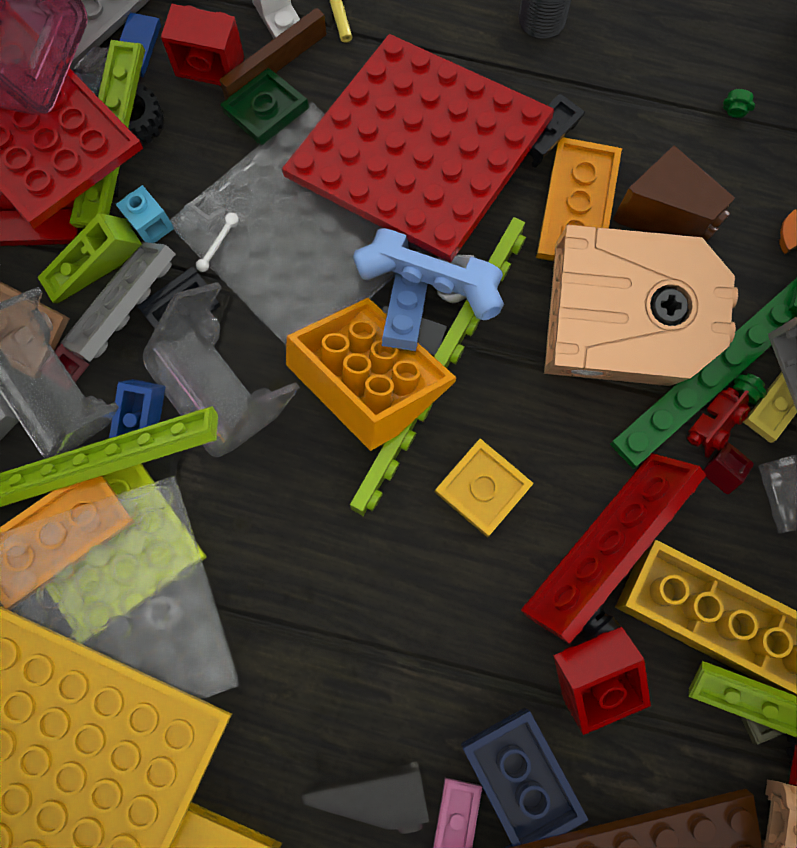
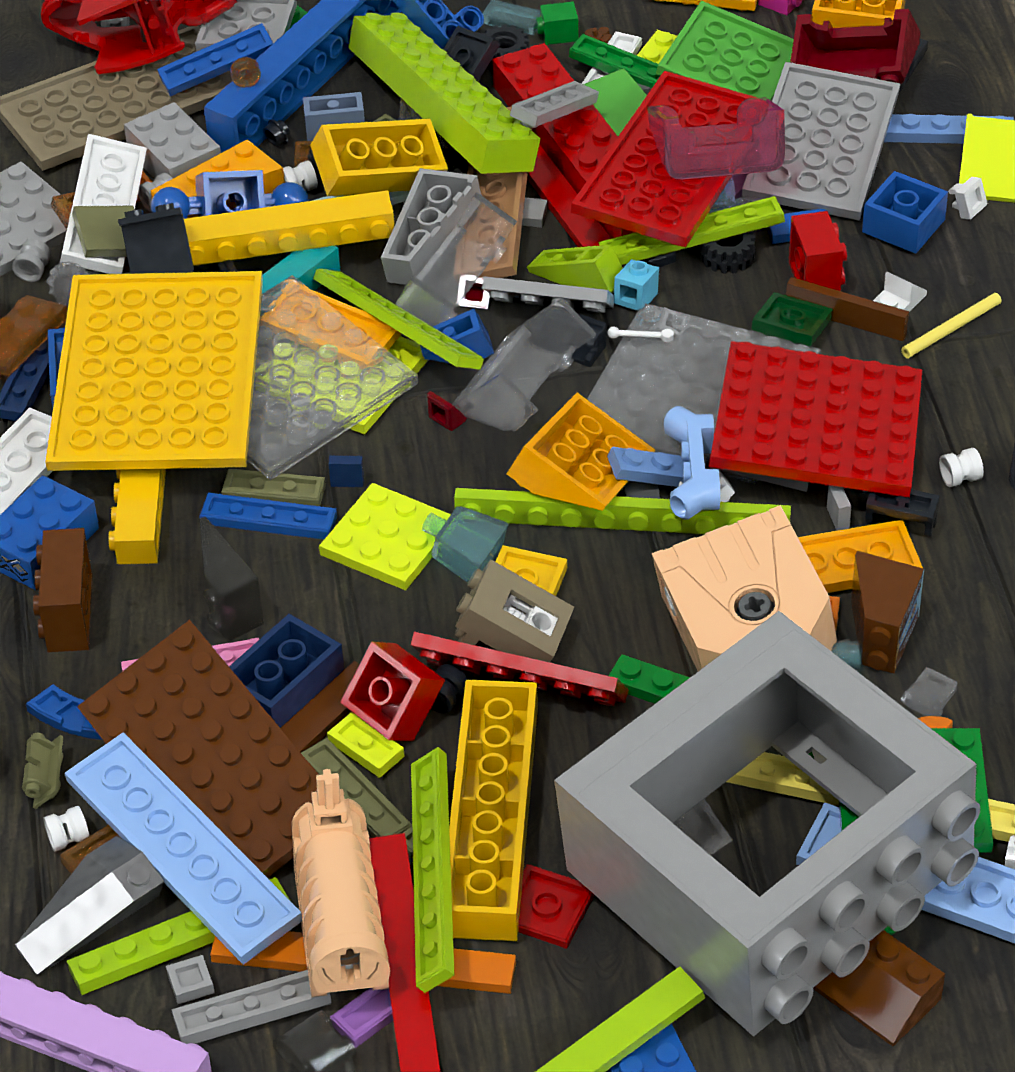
camera: 70 degrees right, 30 degrees down
(220, 467) = (444, 412): none -> dark red slope
(250, 662) = (282, 488): none -> olive tile
(258, 599) = (346, 471): none -> dark blue tile
(274, 702) = (269, 516): none -> blue tile
(359, 591) = (383, 537): none -> neon yellow plate
(417, 523) = (465, 540): none -> clear light blue torso
(515, 58) = (961, 467): none -> white wheel
(521, 181) = (839, 507): none -> light grey tile
(532, 543) = (511, 614): none -> dark tan brick
(571, 752) = (321, 712): none -> reddish brown tile
(634, 729) = (365, 745): none -> neon yellow plate
(680, 759) = (380, 813): none -> olive tile
(752, 211) = (930, 693): none -> clear tile

